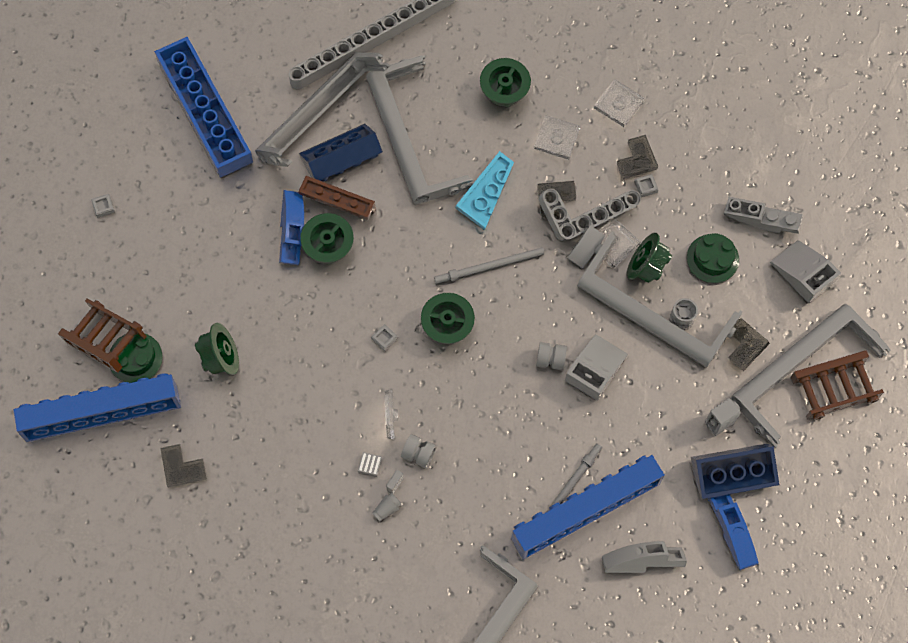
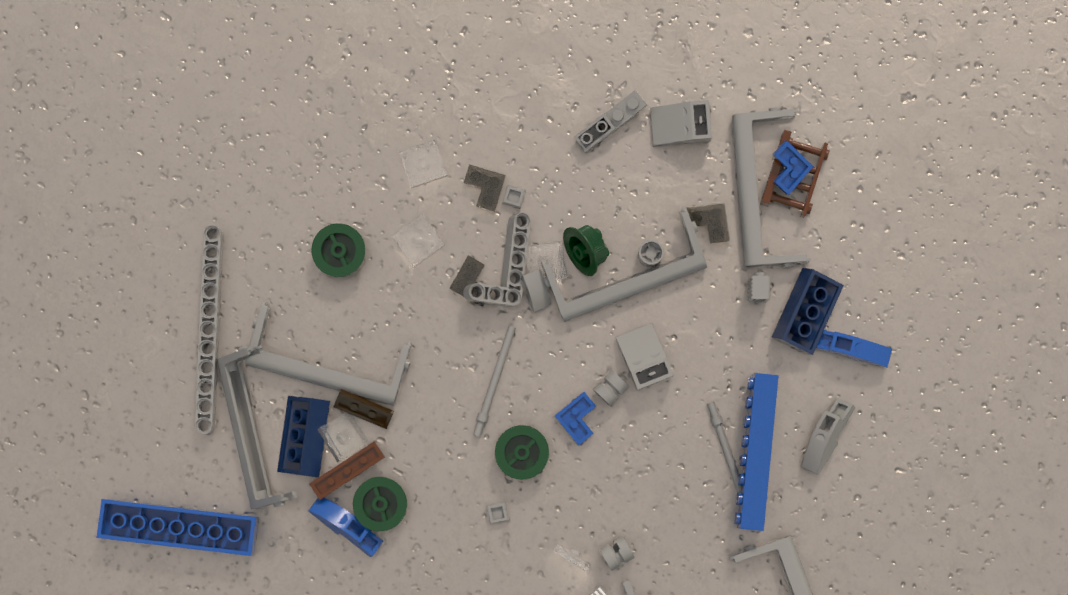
camera: 50 degrees left, 15 degrees up
(361, 178) = (343, 437): none -> clear plate
(394, 181) = (363, 409): none -> dark brown tile
(483, 194) = (427, 341): medium azure wing -> none
(505, 342) = (571, 418): none -> blue plate
(713, 258) = (617, 190): dark green piece -> none
(844, 377) = (795, 167): none -> blue plate

